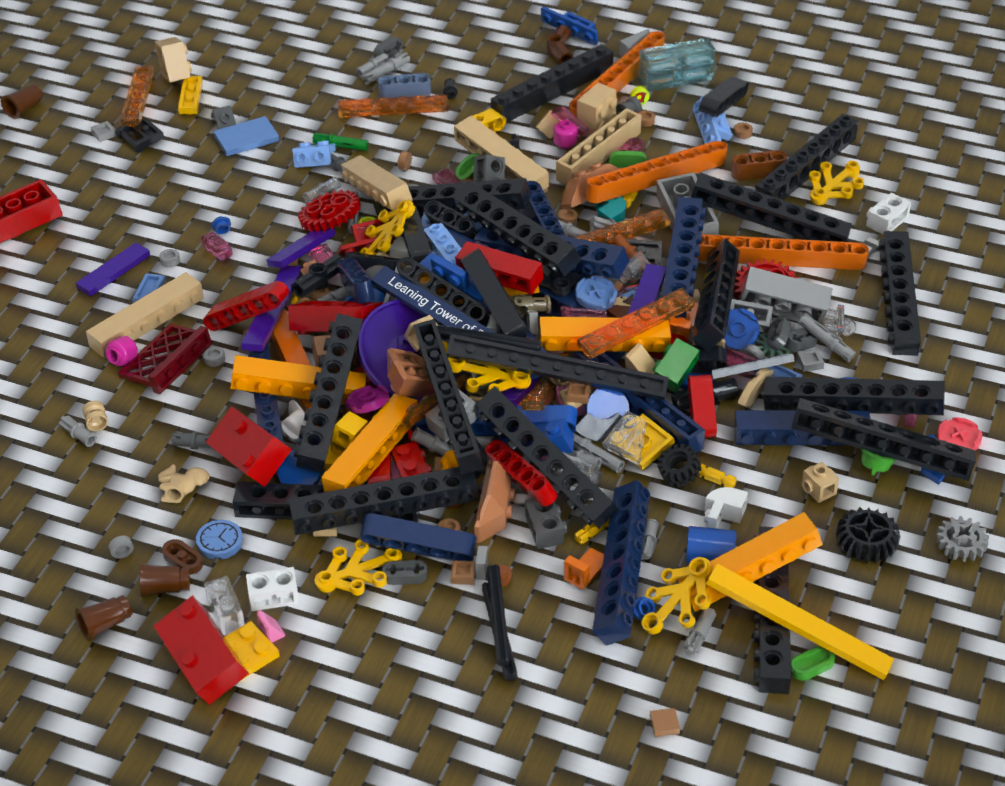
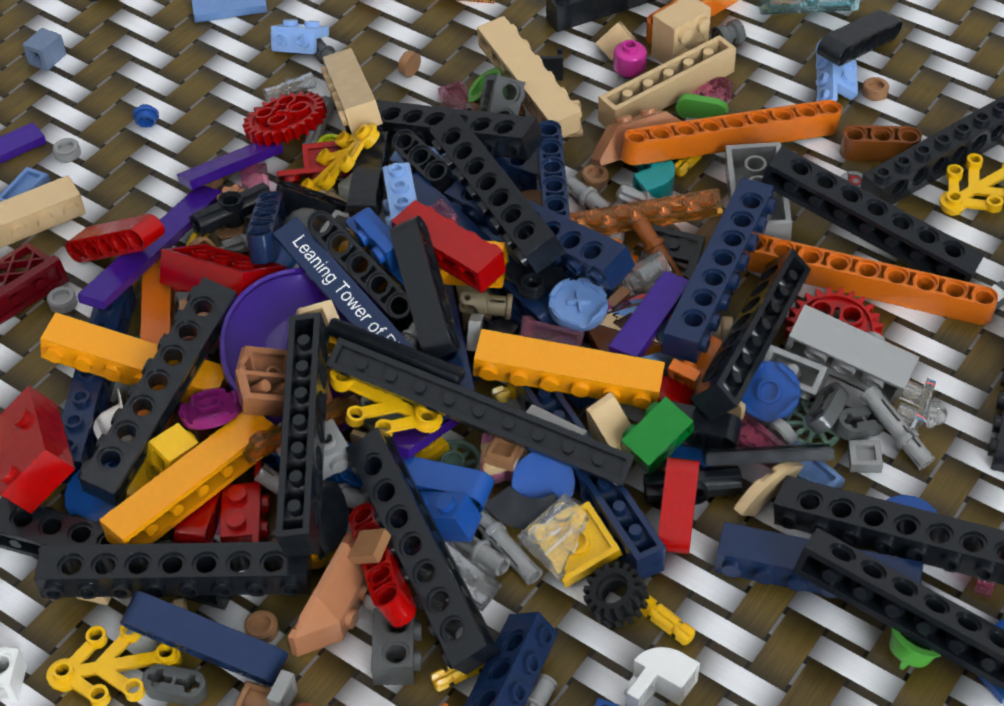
camera: 15 degrees right, 5 degrees up
(121, 190) = (44, 49): none -> sand blue brick
(216, 246) = (128, 144): clear pink beam -> none
(342, 142) = (341, 25): green axle -> none
(491, 119) = (536, 26): yellow piece -> none
(512, 460) = (369, 546): none -> medium nougat tile
(539, 396) = (446, 450): clear orange plate -> none
(563, 113) = (631, 31): clear pink tile -> none
(635, 323) = (613, 363): clear orange plate -> none
(641, 94) = (750, 18): neon yellow tile -> none
(647, 118) = (748, 52): medium nougat tile -> none
(820, 482) = (815, 666): tan brick -> none

